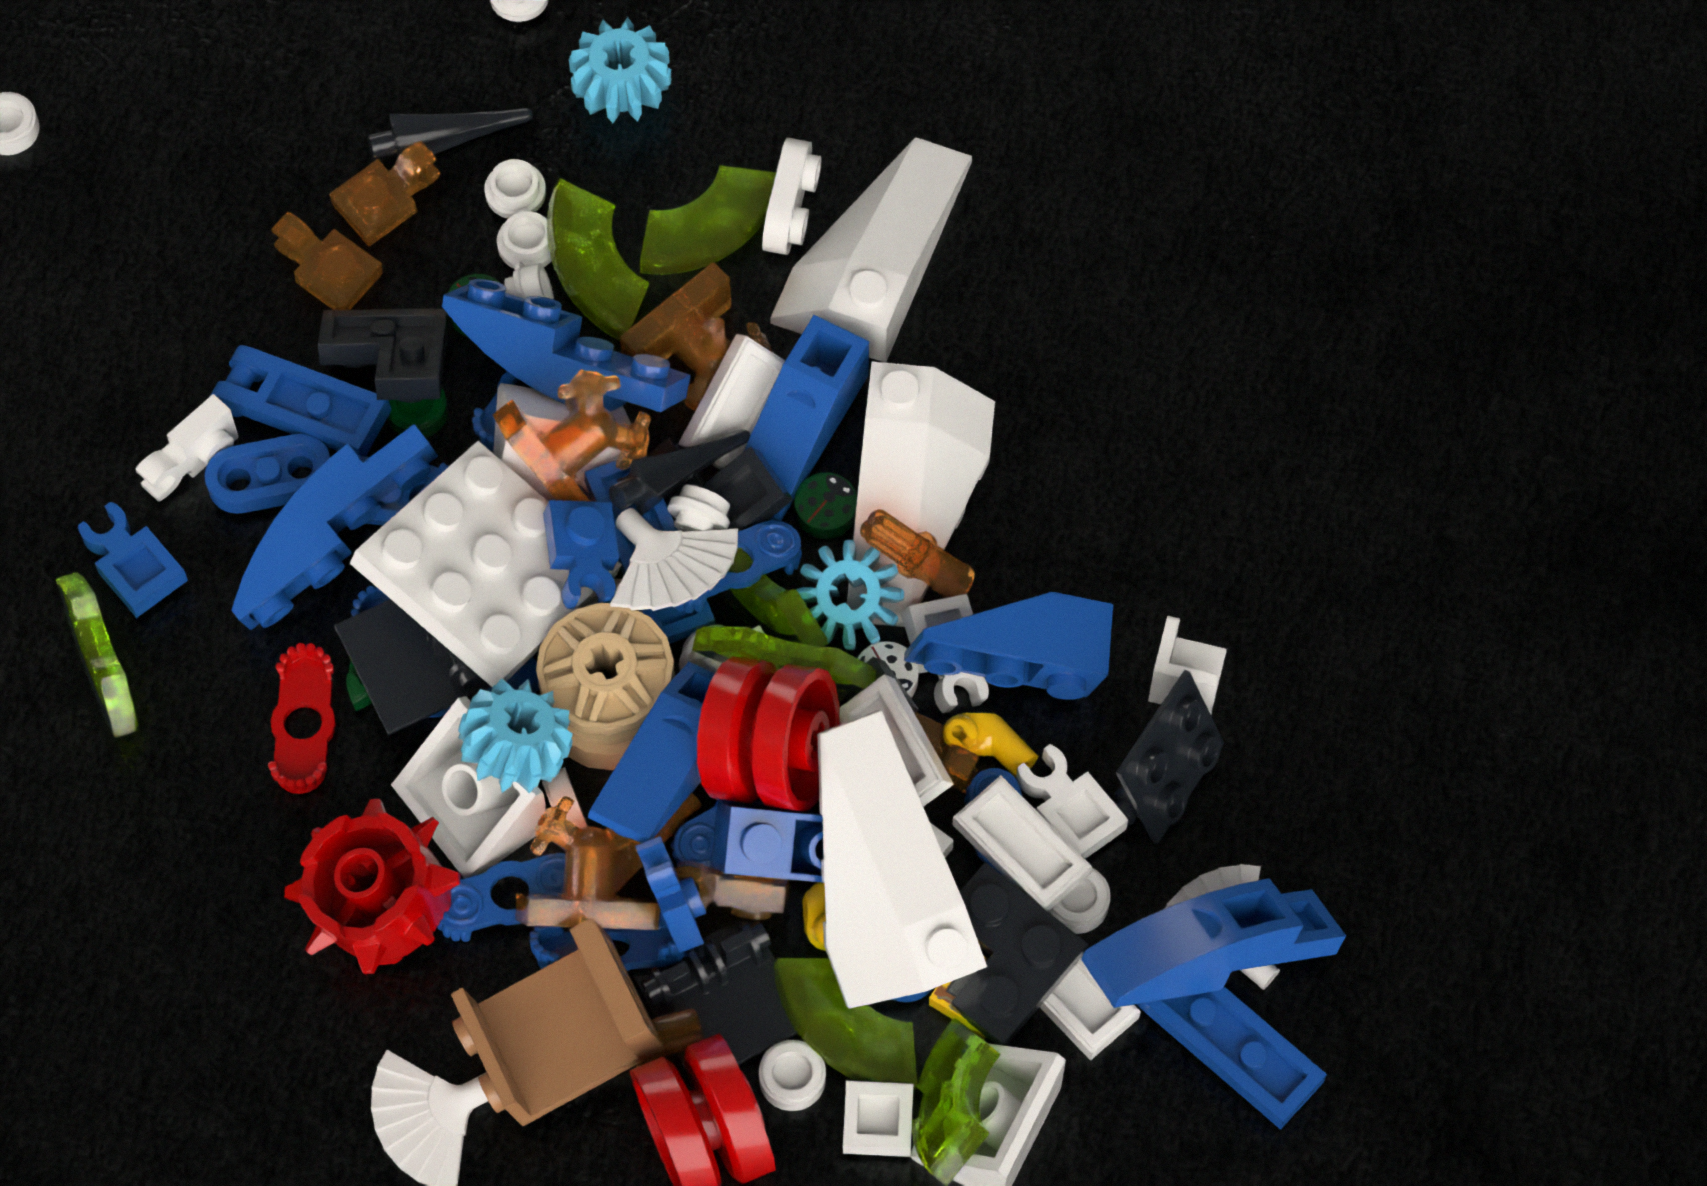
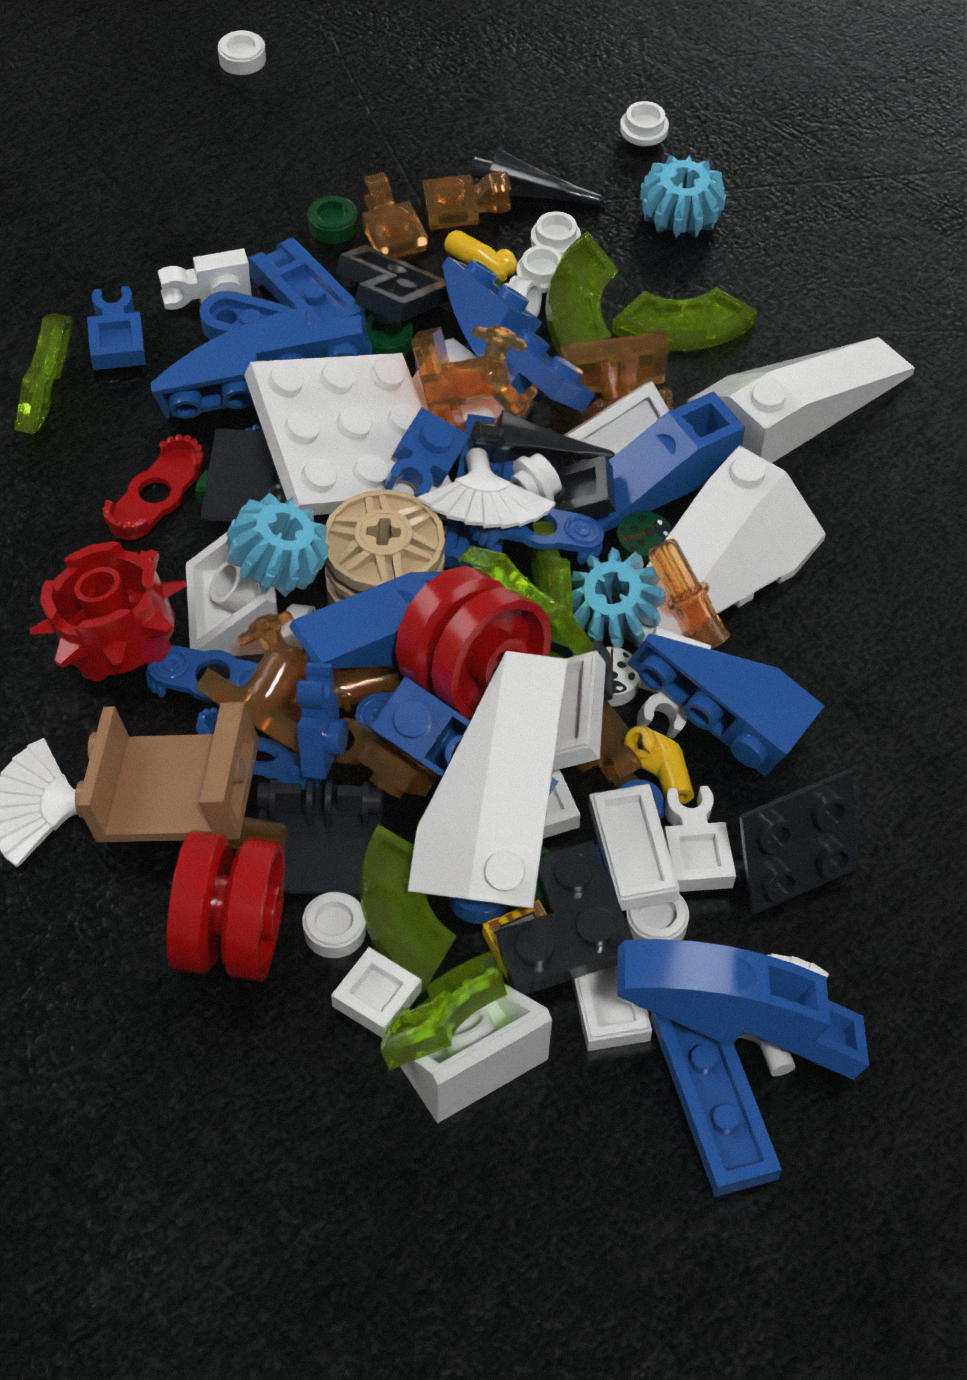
camera: 30 degrees right, 10 degrees down
(261, 292) = (332, 219): none -> dark green tile
(450, 259) = (467, 248): none -> yellow arm
(785, 218) = (753, 324): white plate -> none
(1180, 654) = (873, 795): white panel -> none

